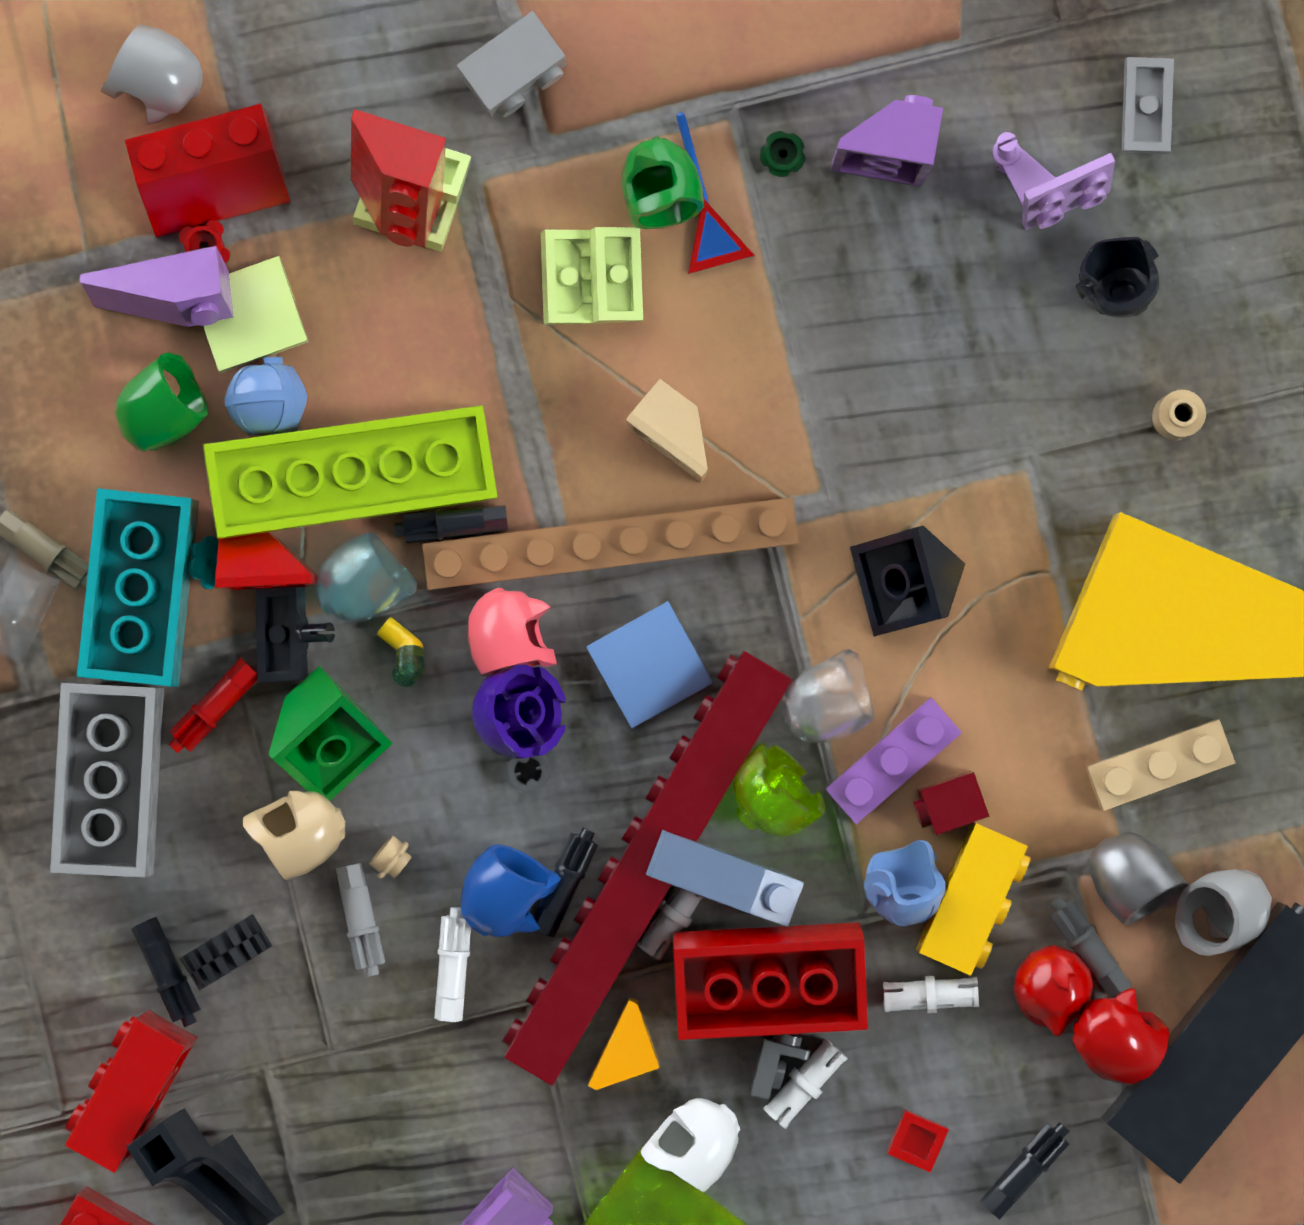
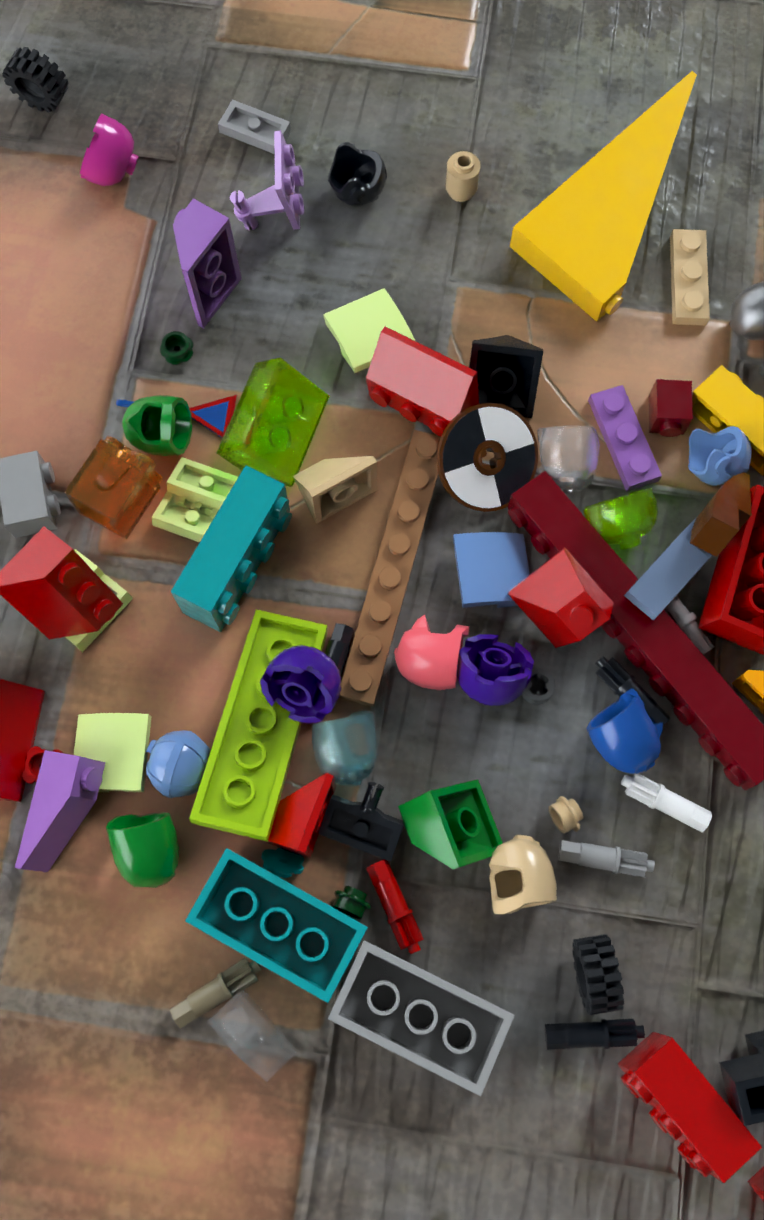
camera: 70 degrees left, 15 degrees down
(197, 656) = (351, 902): none -> dark green plate
(406, 504) = (302, 683): none -> dark purple cylinder
(409, 652) = (413, 737): arm -> none
(536, 349) = (233, 549): none -> teal brick
(560, 170) = (114, 486): none -> clear orange piece
(633, 763) = (562, 600): none -> red slope
(728, 321) = (274, 421): none -> clear neon green slope
(781, 571) = (465, 444): none -> piece
(808, 911) = (723, 515): none -> reddish brown slope
(840, 486) = (419, 381): none -> slope
(908, 385) = (360, 324): none -> yellowish green slope

